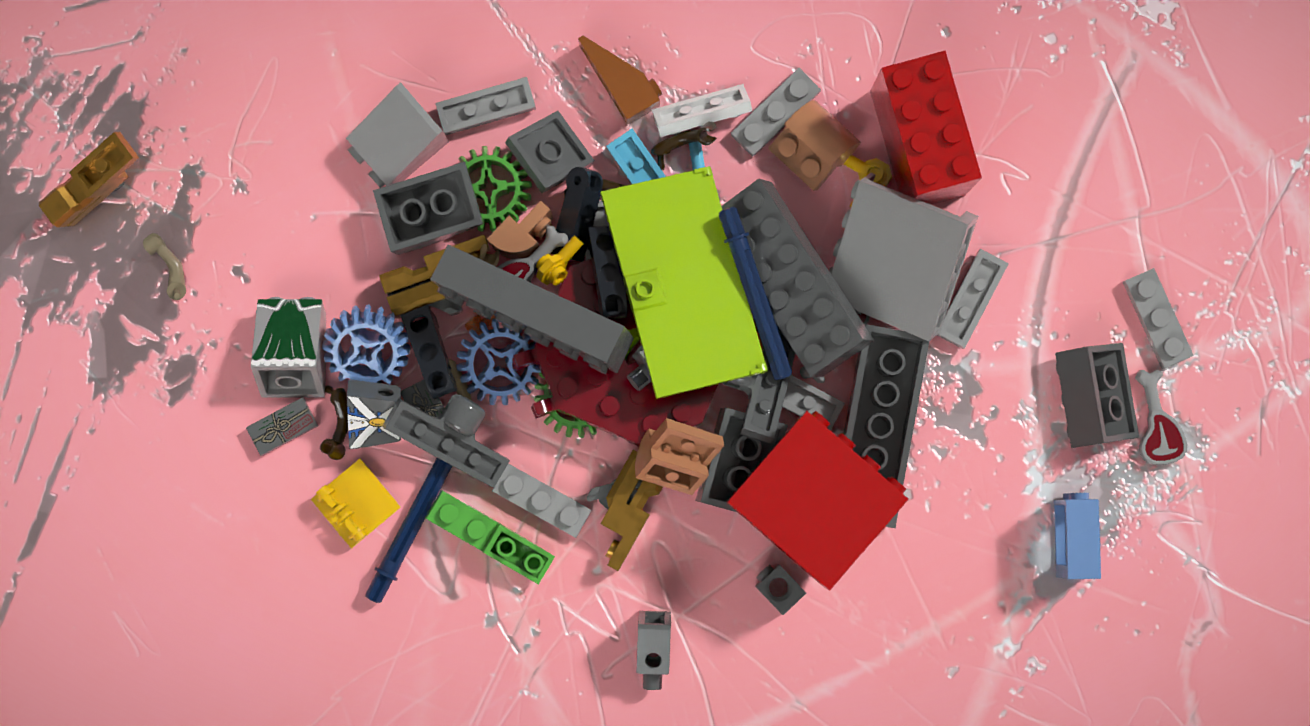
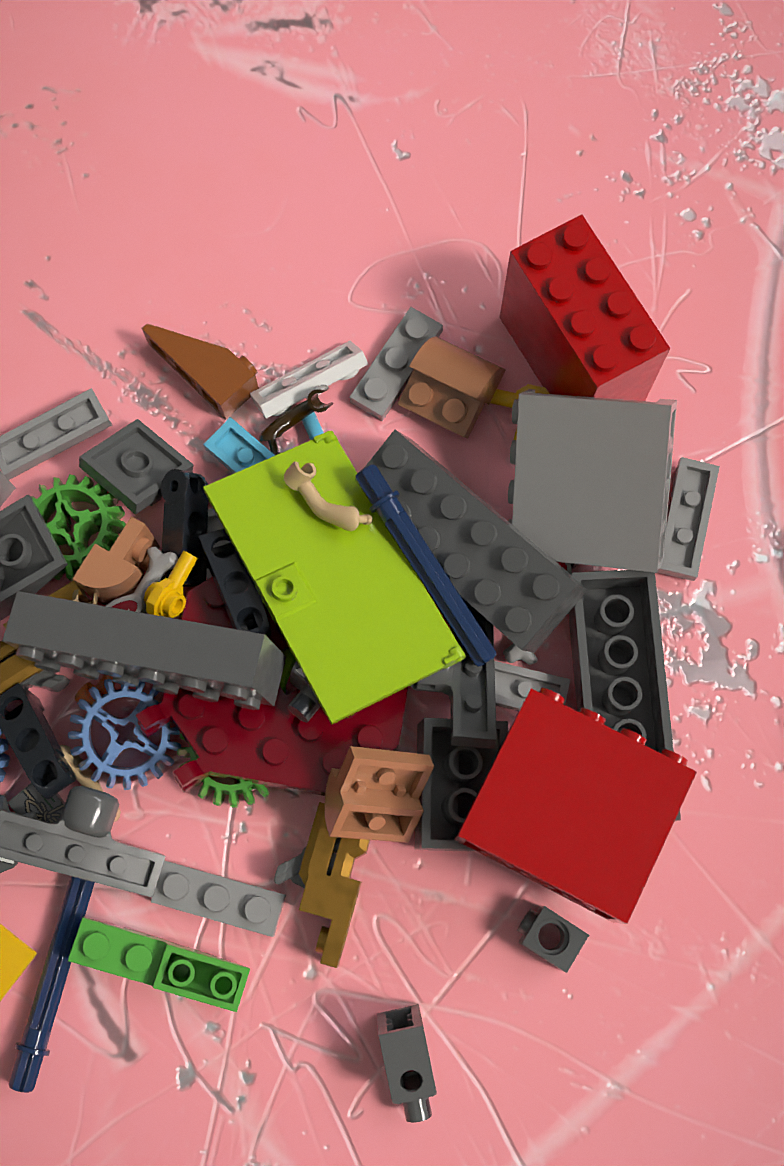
camera: 15 degrees left, 10 degrees down
(676, 204) = (341, 516): none -> tan piece

